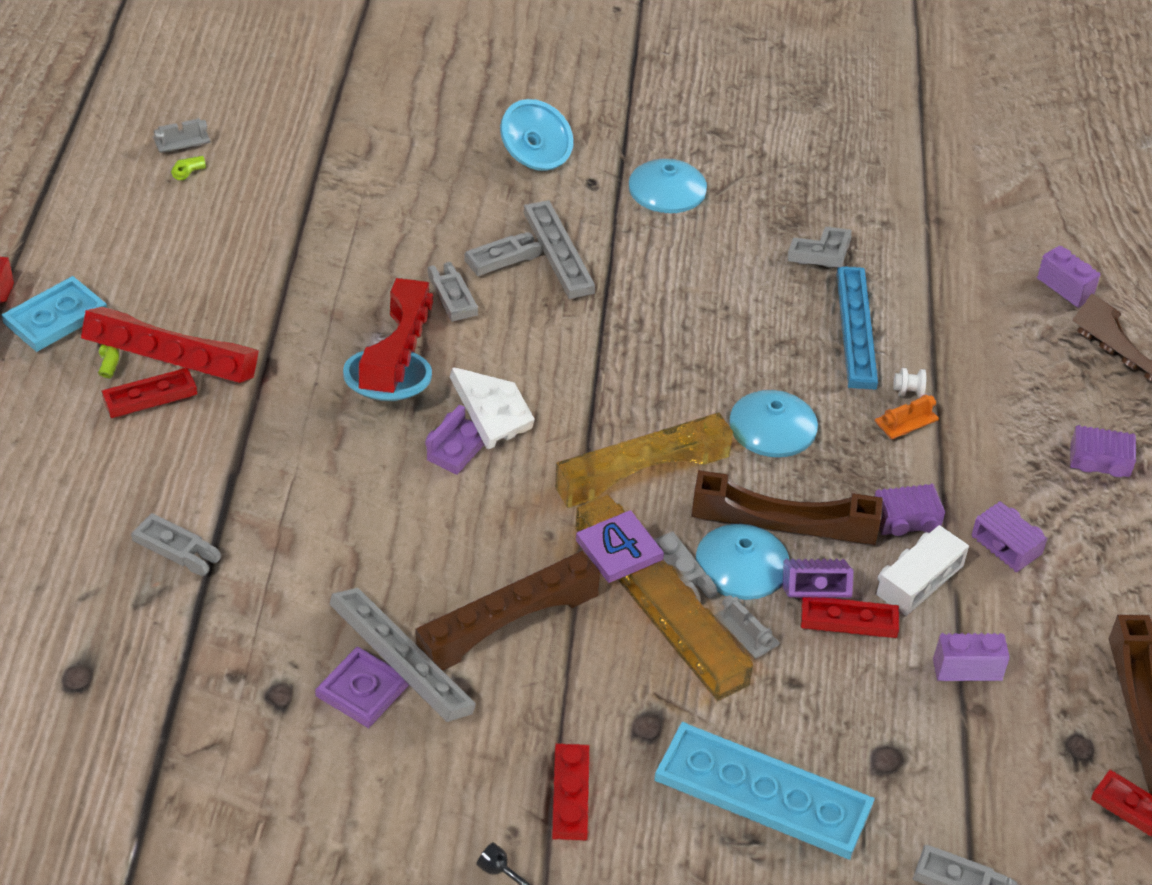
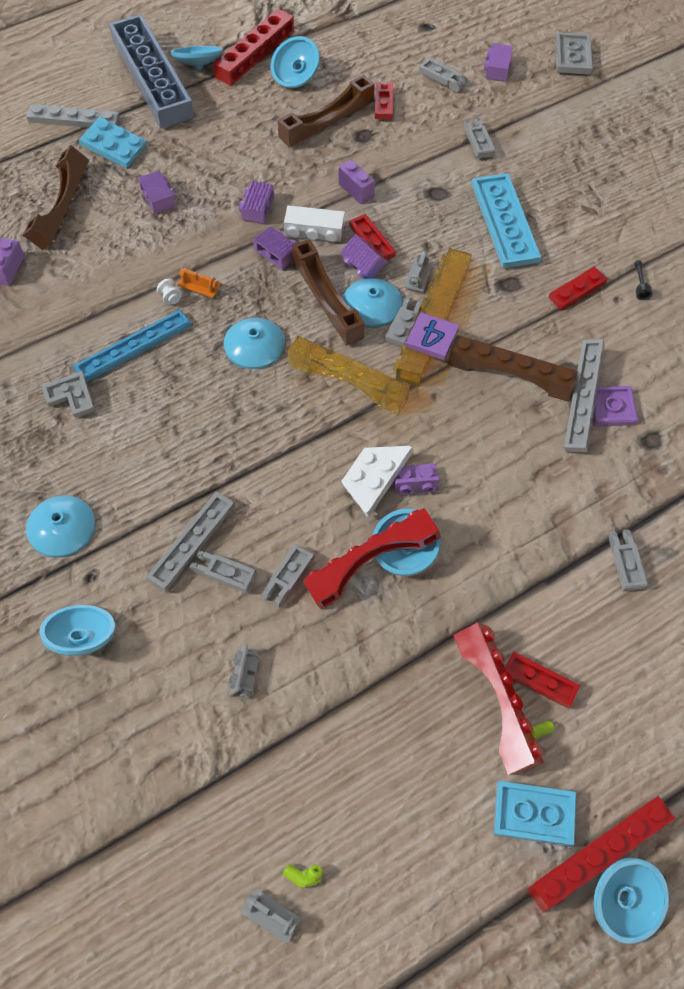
camera: 125 degrees left, 15 degrees up
(397, 221) = (240, 680): none -> light grey hinge

